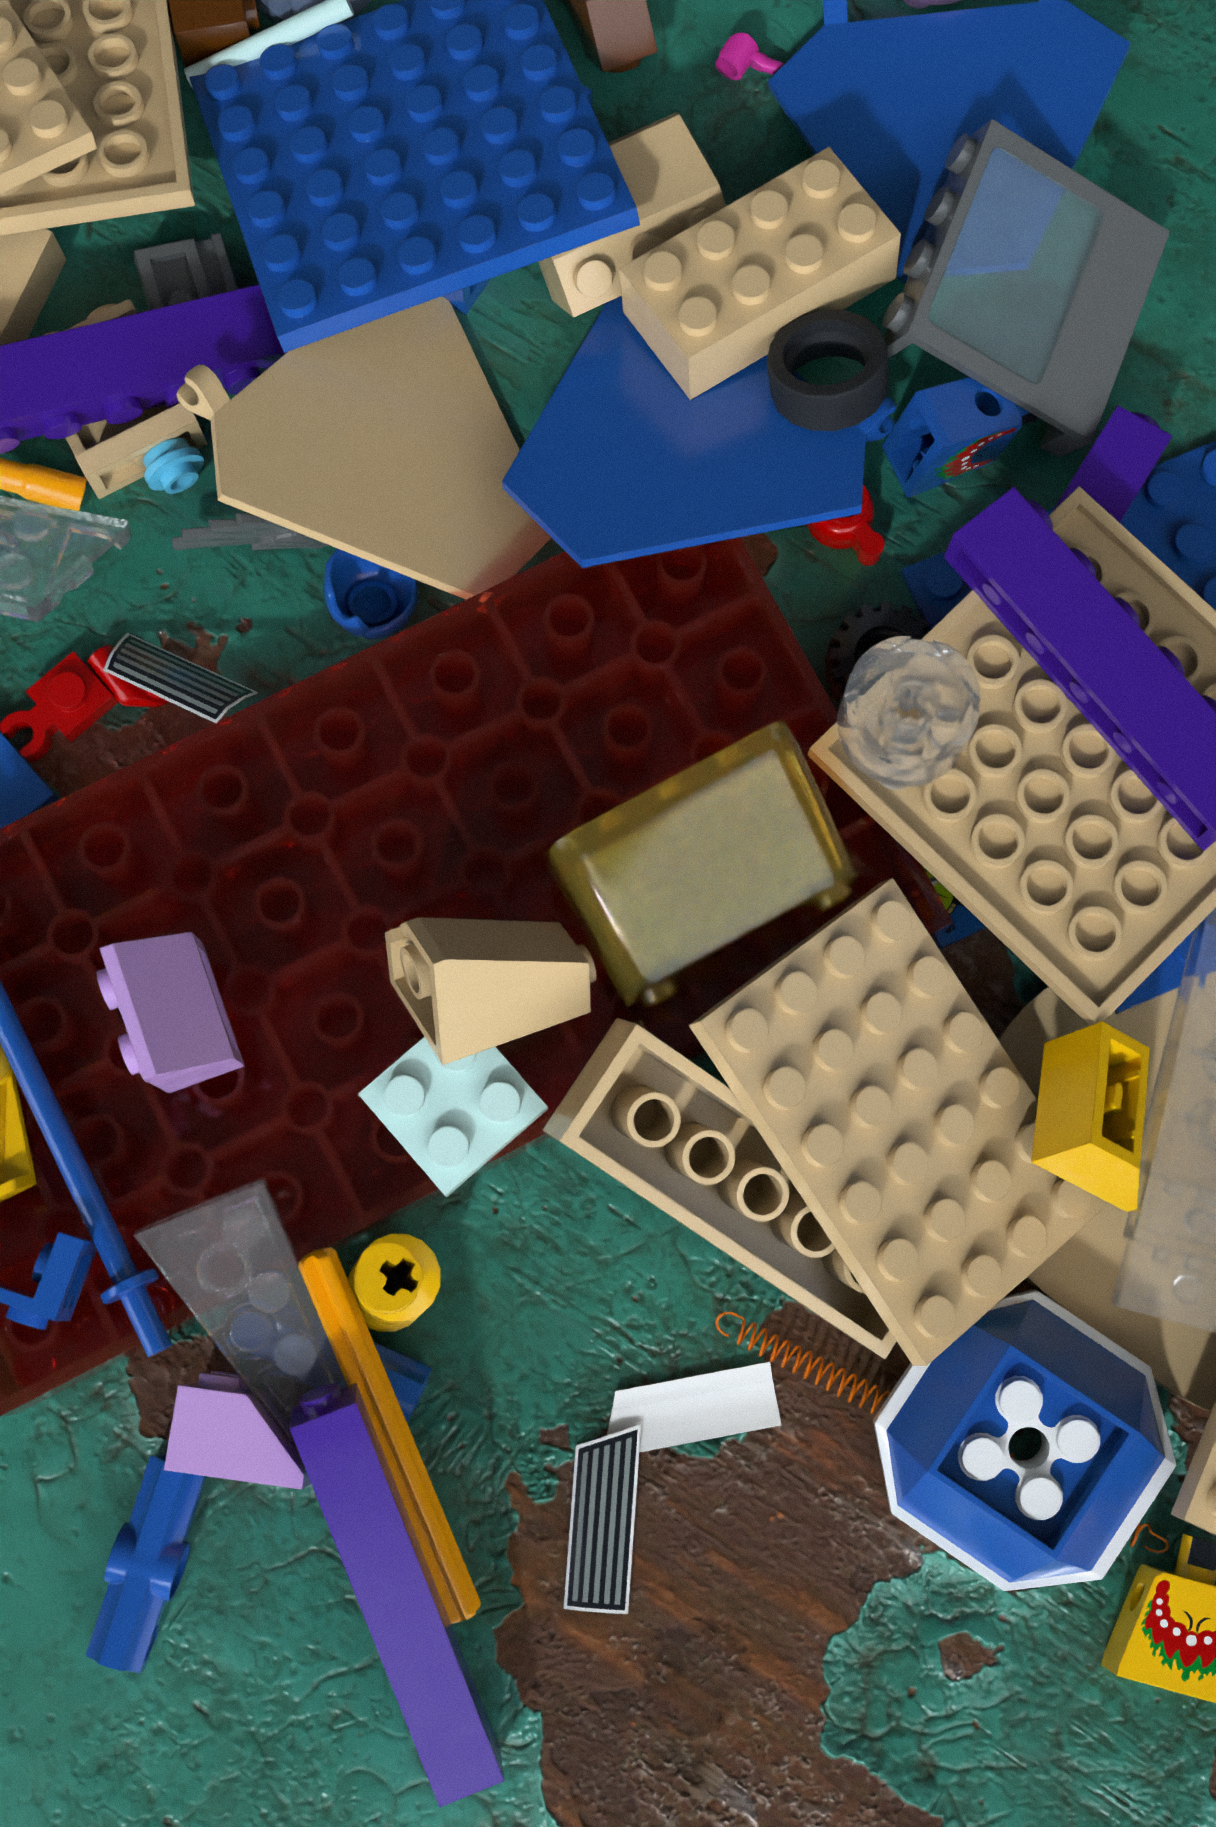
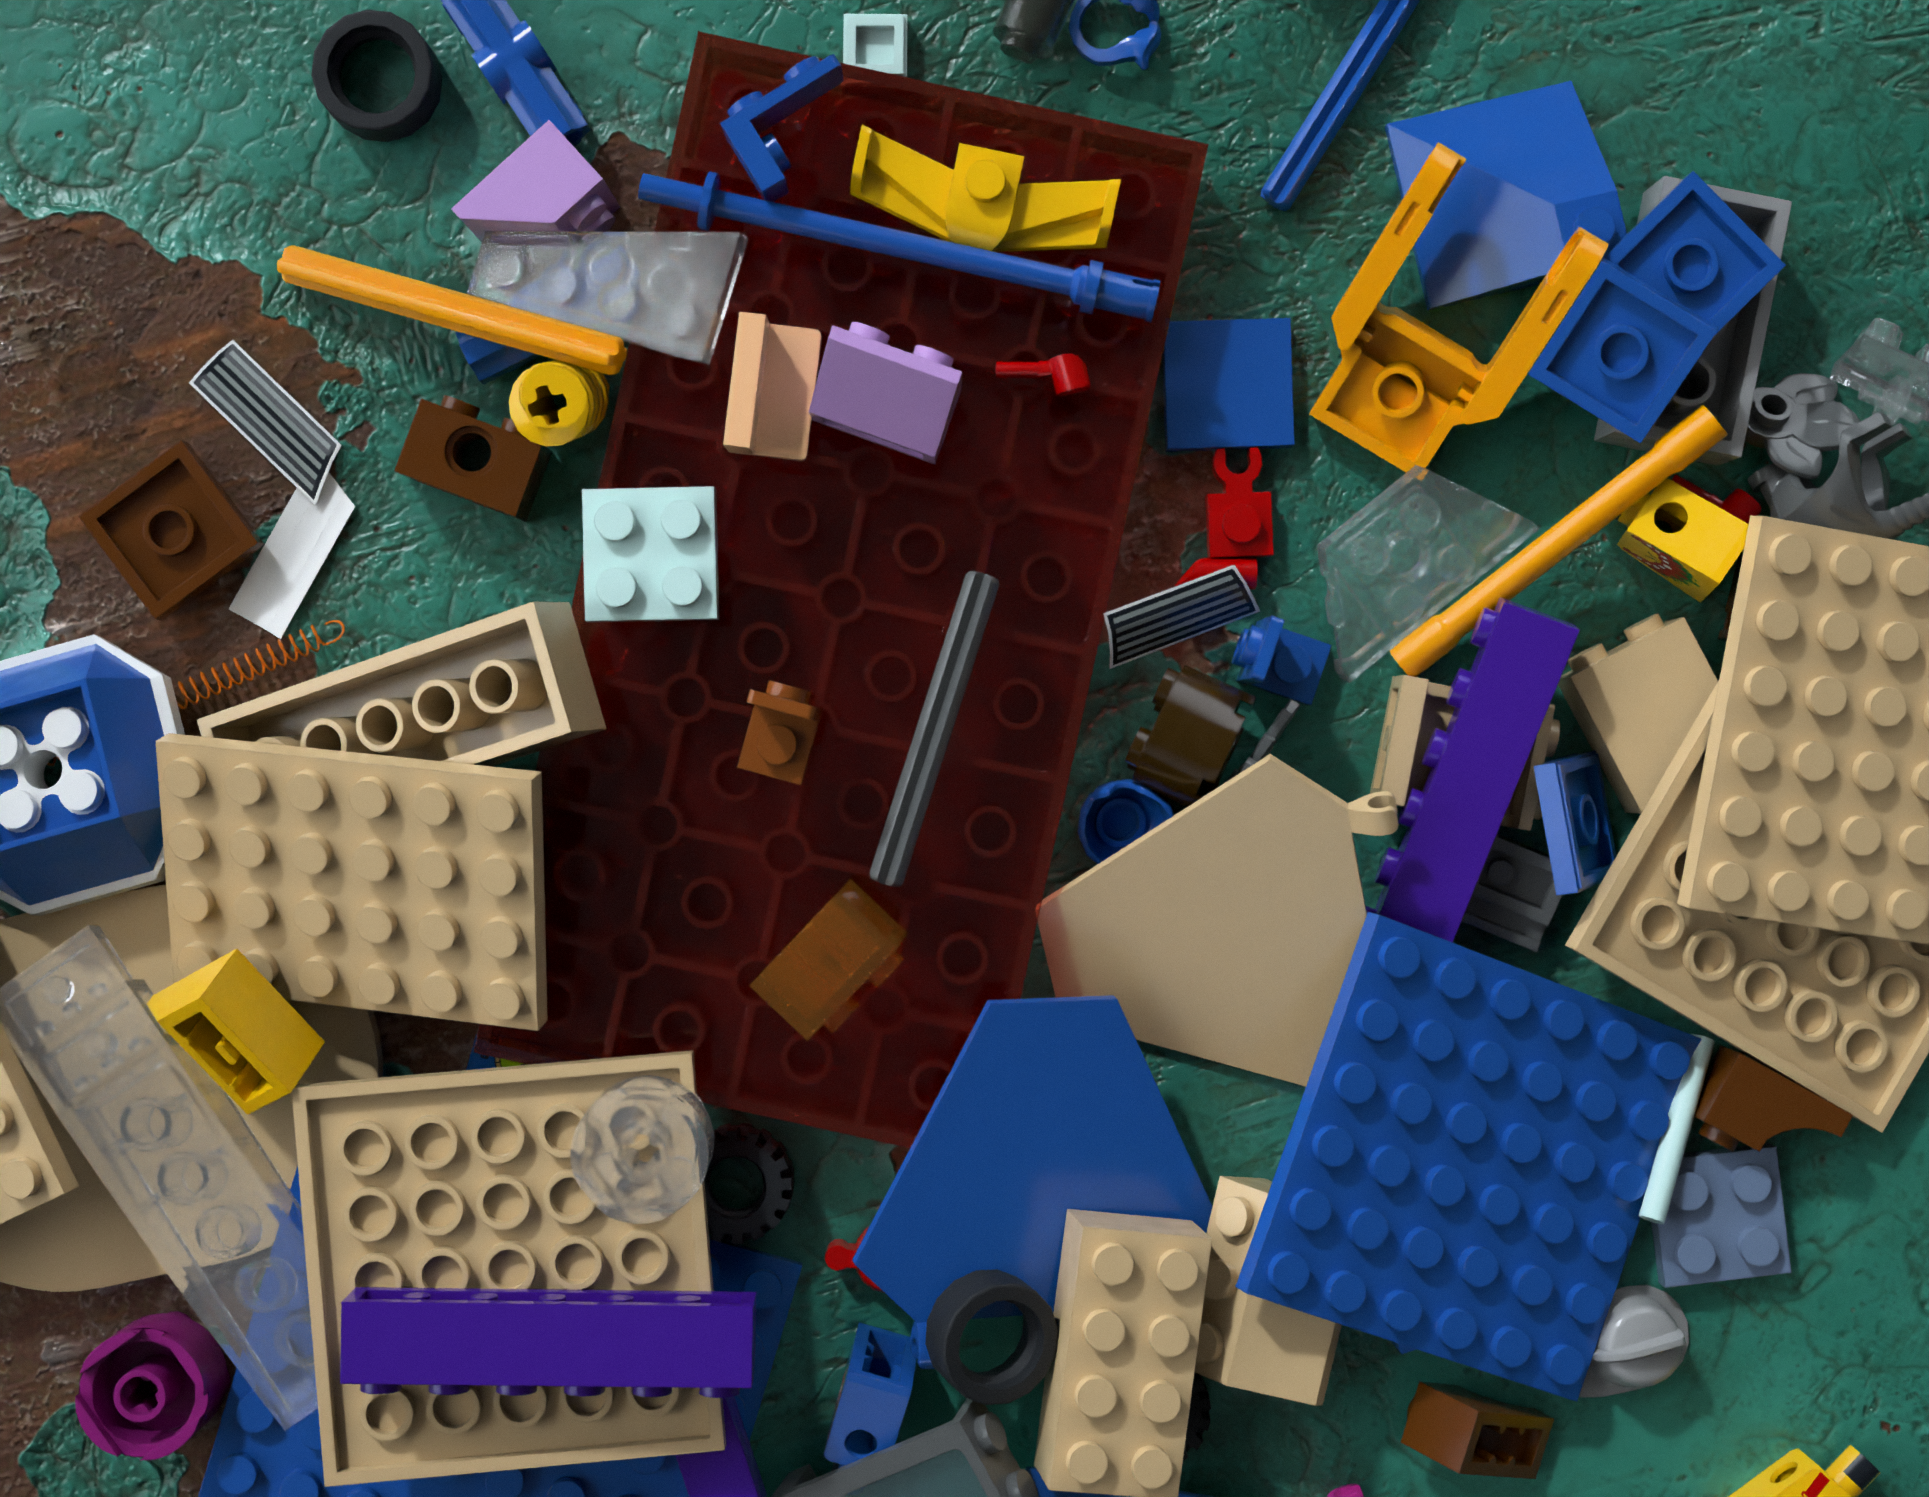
camera: 135 degrees right, 10 degrees up
(46, 895) = (1067, 372): none -> red hand
(96, 271) = (1575, 820): none -> blue tile
(151, 584) = (1280, 660): none -> blue bracket
(172, 466) = (1364, 754): medium azure plate -> none
(196, 1678) = (345, 38): none -> black tyre
(242, 1113) = (771, 389): none -> light nougat panel
(261, 592) = (1190, 737): none -> dark brown brick
(396, 1592) = (332, 222): dark purple brick -> none
(408, 774) = (934, 729): none -> dark grey axle
(487, 980) = (707, 650): tan slope -> none
(508, 883) = (780, 732): none -> dark orange bracket
(524, 1351) = (436, 449): none -> reddish brown brick
(650, 700) = (830, 960): none -> clear orange brick
(702, 862) = (661, 893): clear yellow windscreen -> none
(756, 1521) = (171, 530): none -> reddish brown plate

